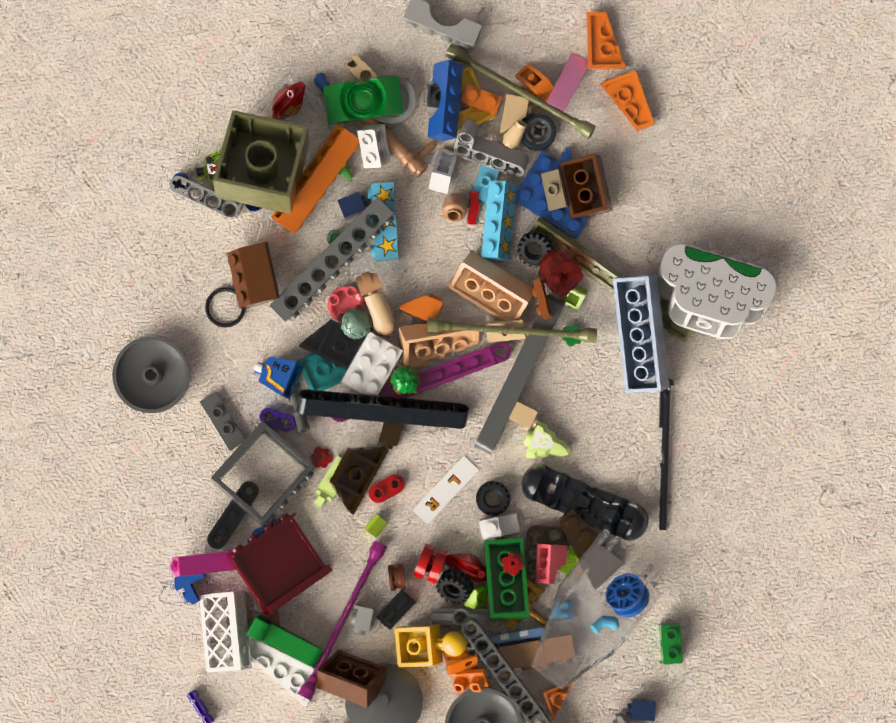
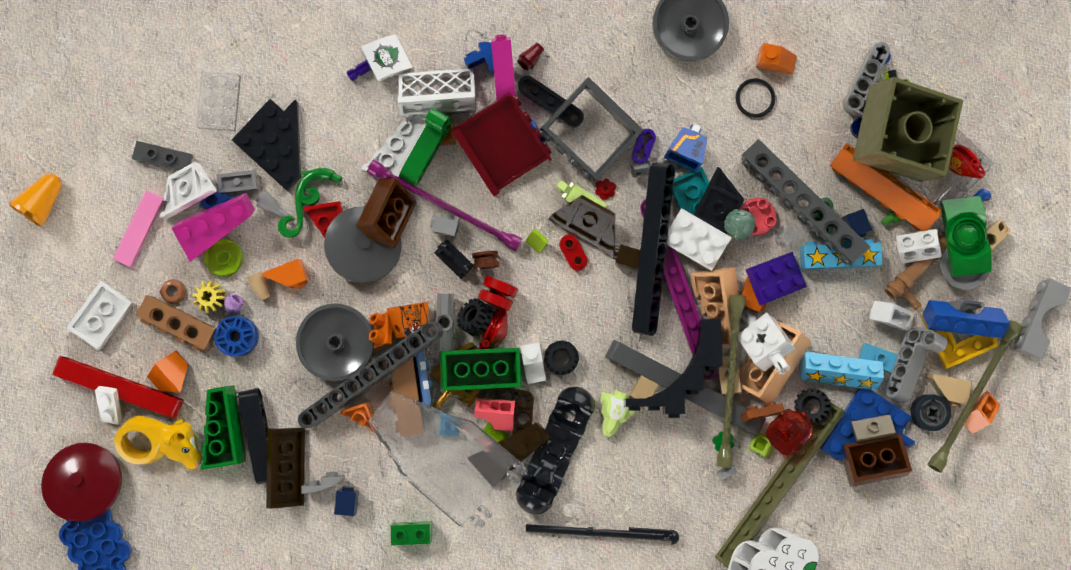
camera: 90 degrees right, 0 degrees up
(185, 287) = (776, 58): none -> orange slope
(187, 537) = (529, 57): none -> dark red cone
(190, 684) = (386, 57): none -> white slope
(222, 421) = (643, 93): dark grey plate -> none
(253, 275) = (788, 123): reddish brown slope -> none
(377, 304) = (759, 245): tan piece -> none
(405, 379) = (682, 272): green piece -> none
(408, 286) = (776, 278): none -> dark purple plate
(423, 645) = (417, 284): yellow brick -> none
(445, 490) = (570, 311): white sticker -> none
(454, 207) = (855, 326): medium nougat head -> none
(472, 297) = (765, 342): none -> white brick
(473, 207) = (853, 345): red piece -> none
(477, 598) = (462, 339): lime slope -> none
(481, 100) = (965, 355): orange plate -> none
(487, 354) = (706, 354): none -> black arch
(512, 569) = (489, 375): red plant -> none
(514, 135) = (927, 387): tan cone -> none
(568, 81) = (983, 445): bright pink sticker -> none
(601, 43) = (1020, 480): orange wing -> none
(601, 332) = (726, 472): none -> light grey tile
(605, 621) = (435, 469): medium azure arm -> none
(627, 595) = (460, 491): blue wheel -> none
(630, 98) = (964, 508): orange wing -> none
(641, 333) = (727, 513): sand blue brick -> none

